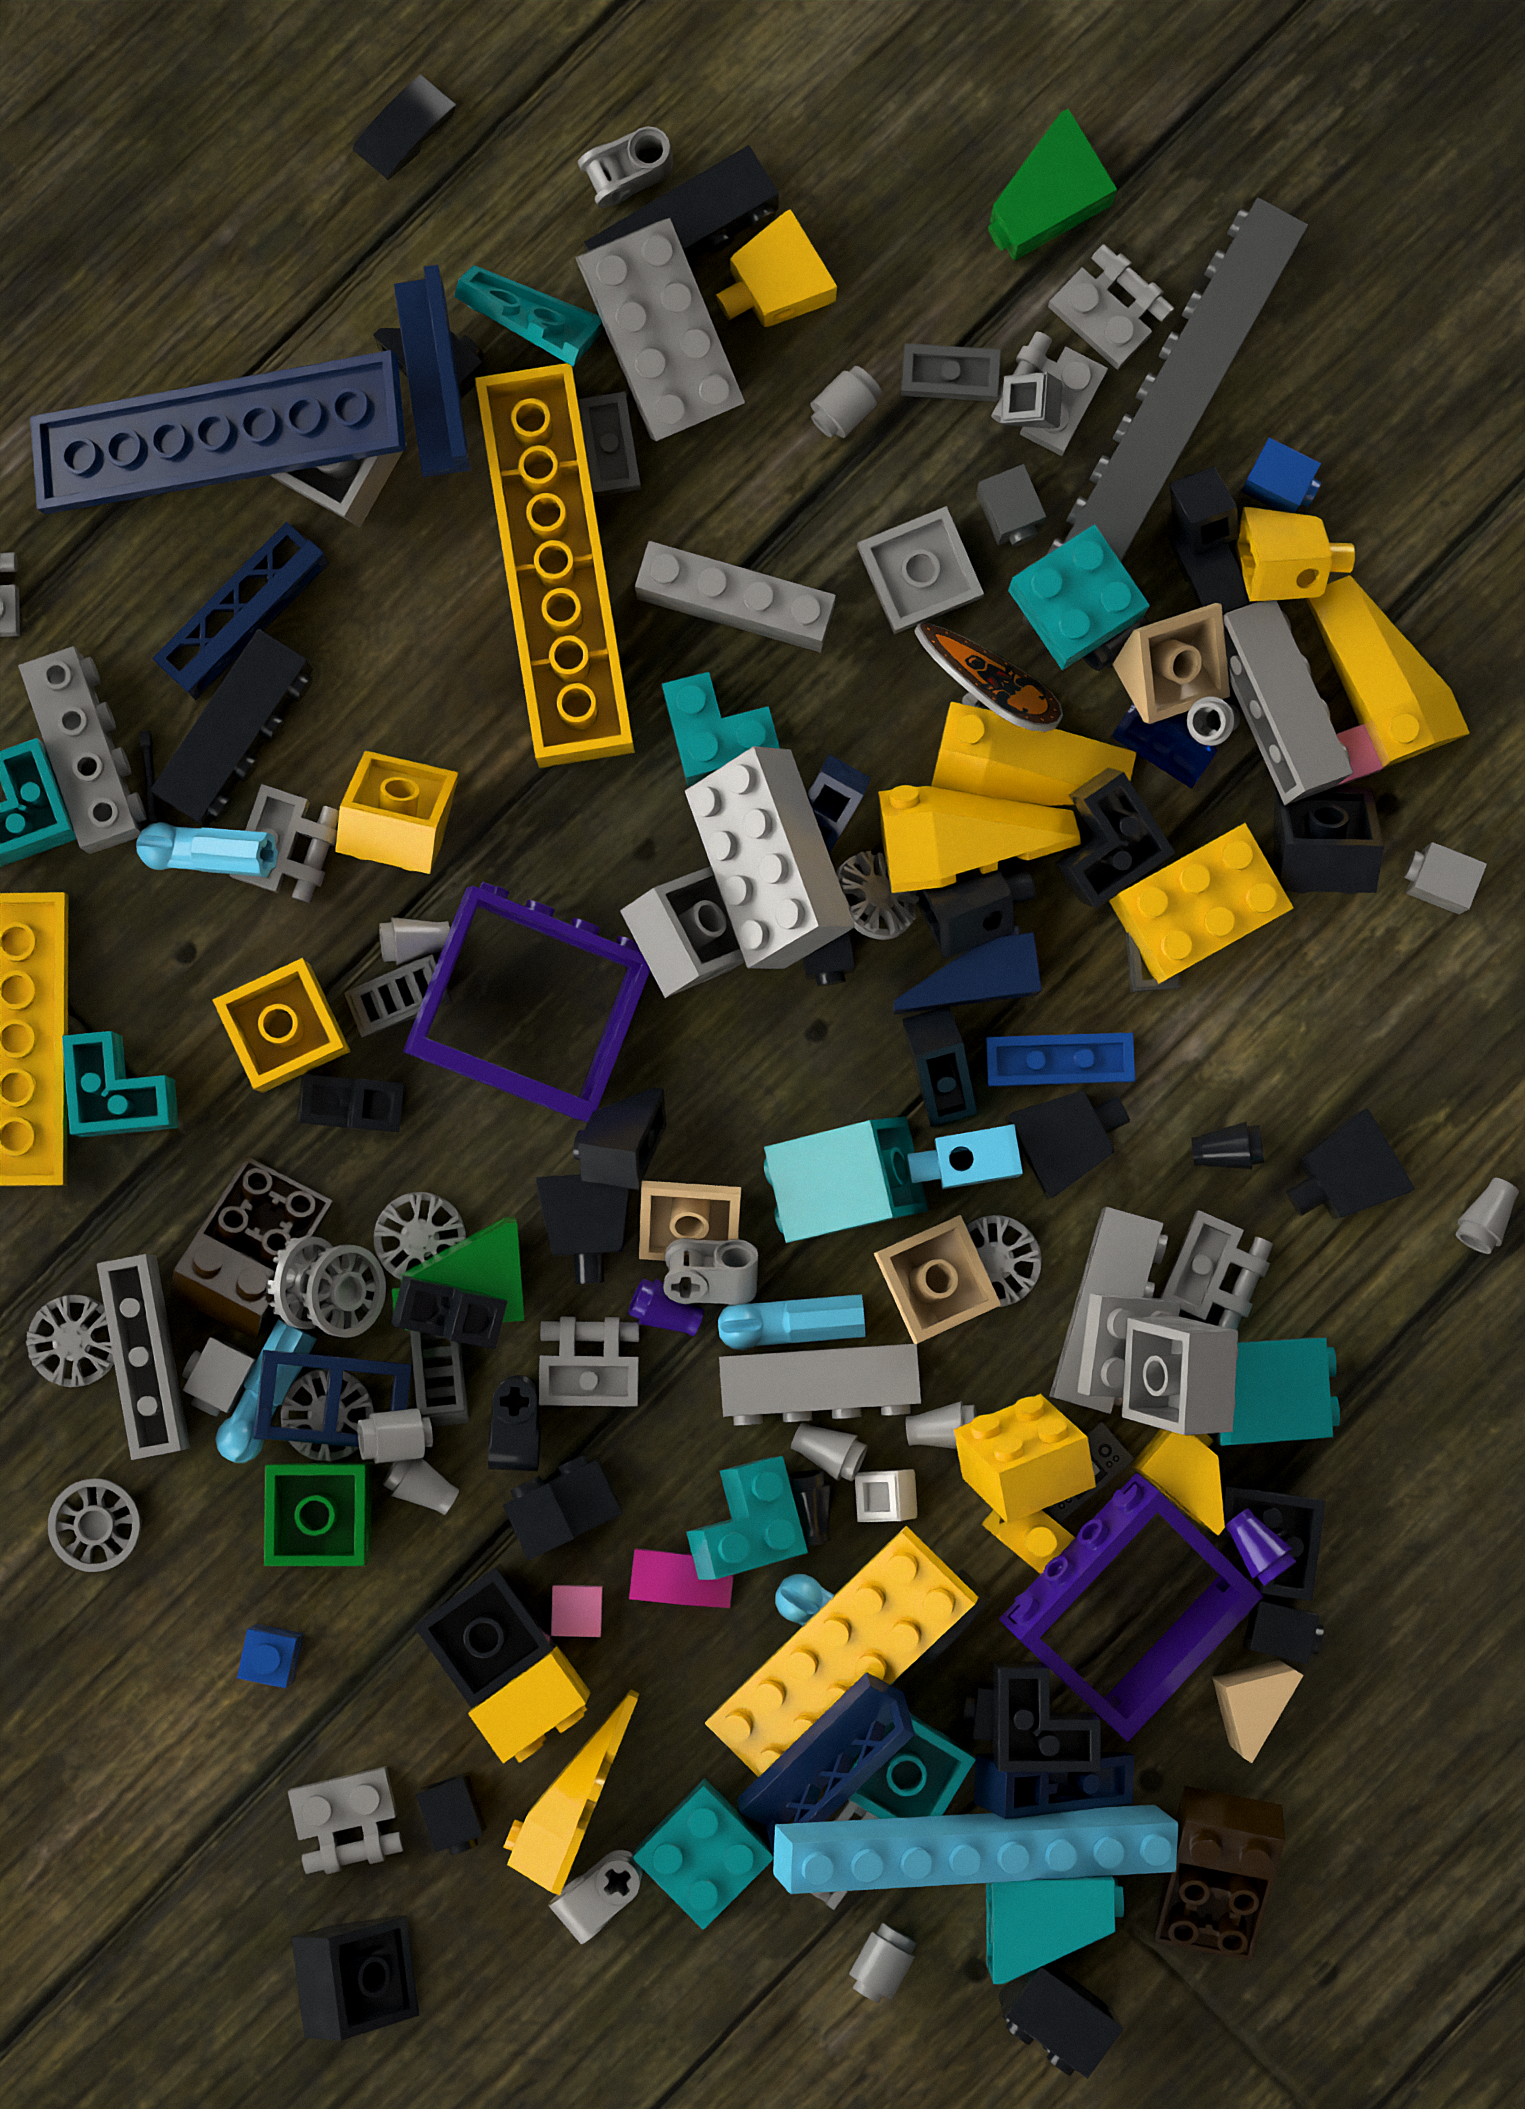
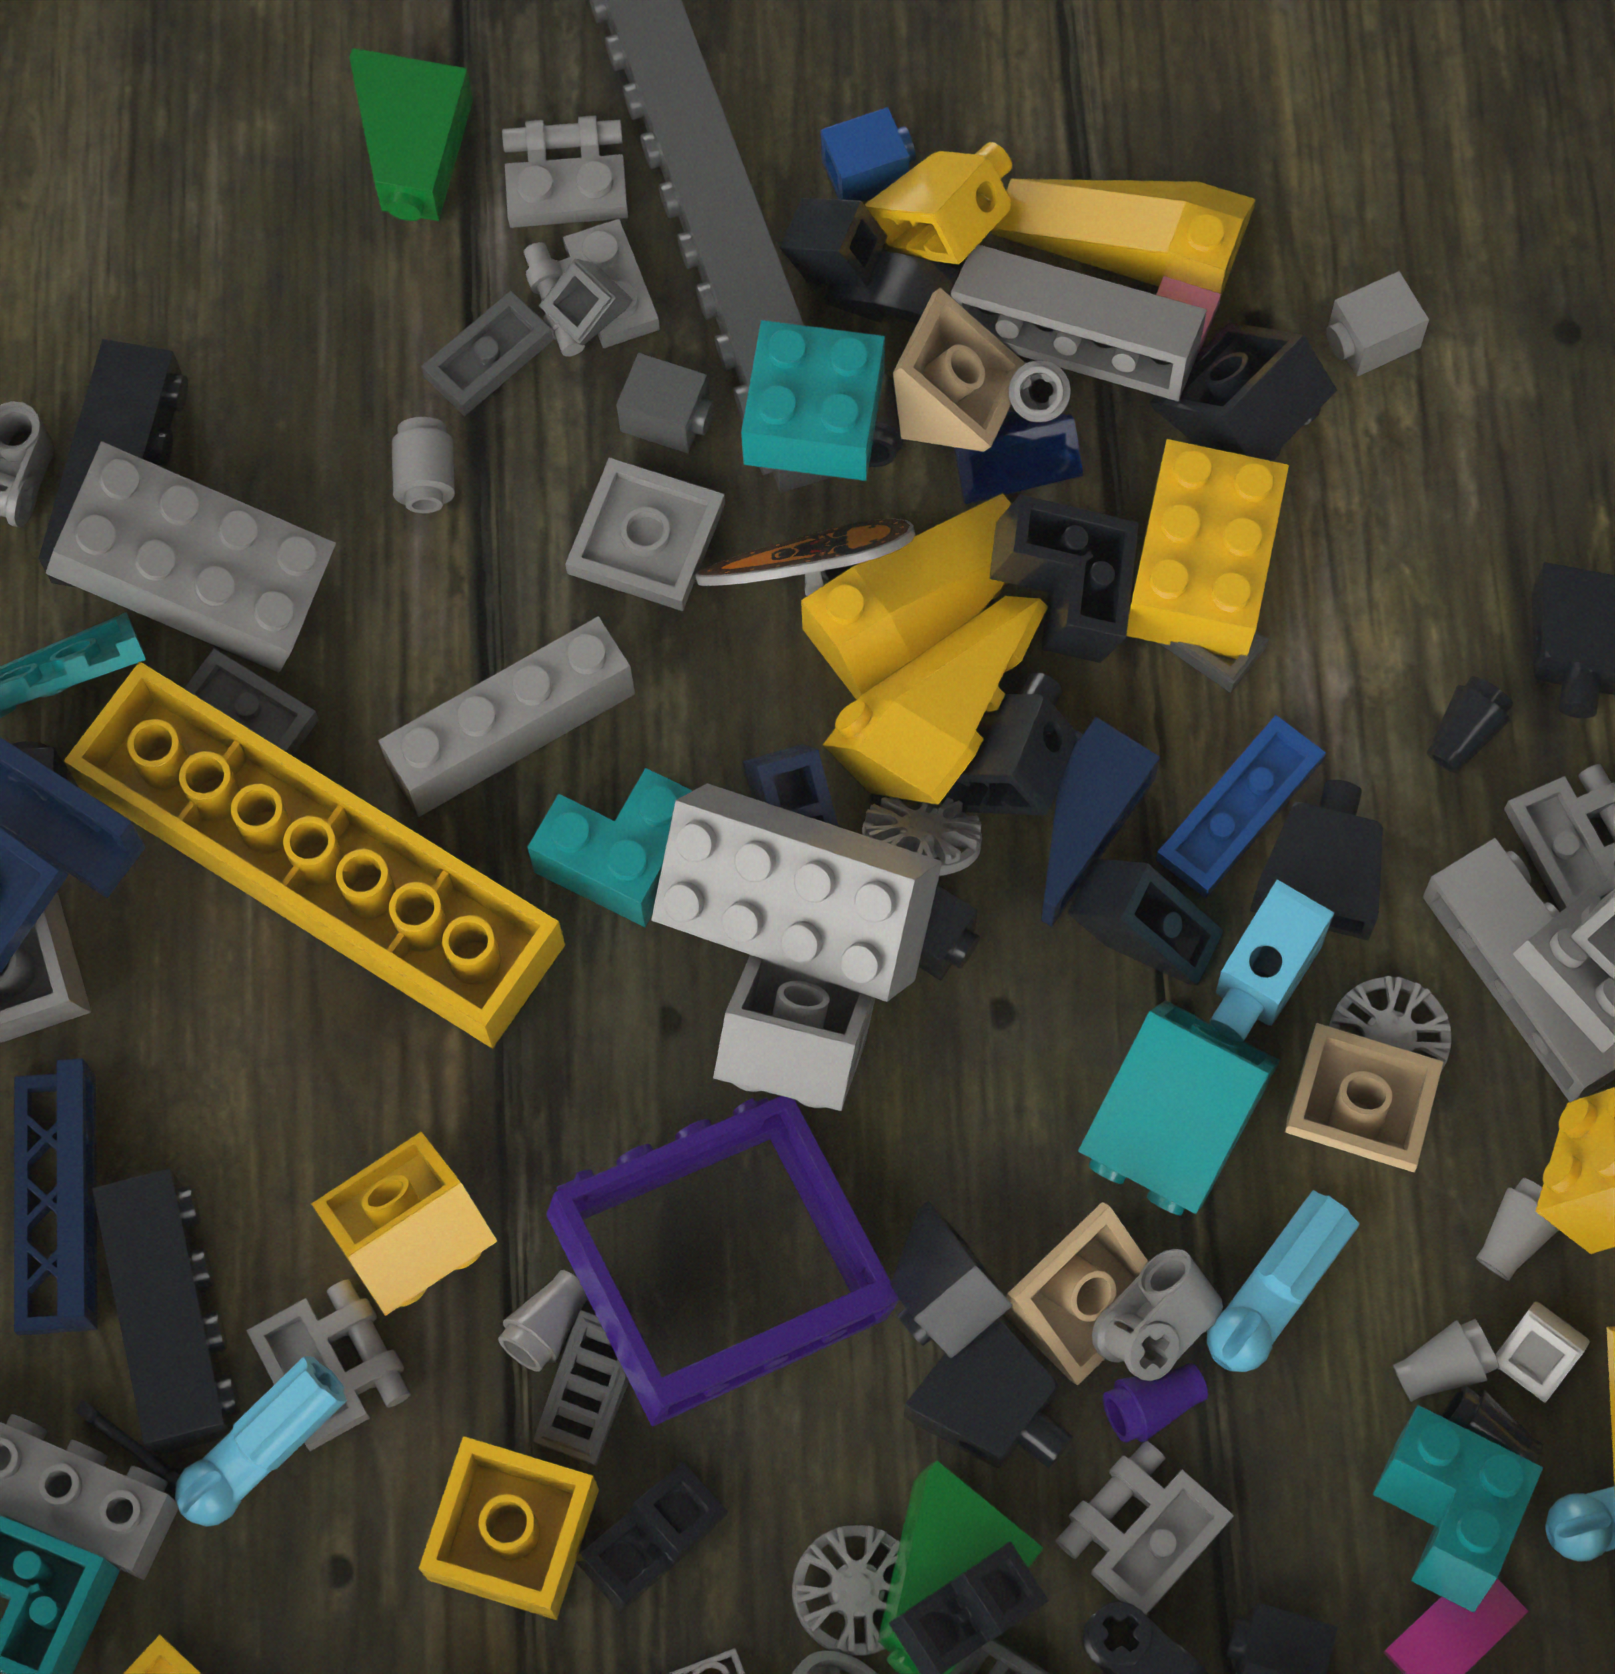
camera: 45 degrees left, 15 degrees down
(777, 275) = (247, 421): yellow torso -> none
(820, 1381) = (1365, 1309): light grey brick -> none

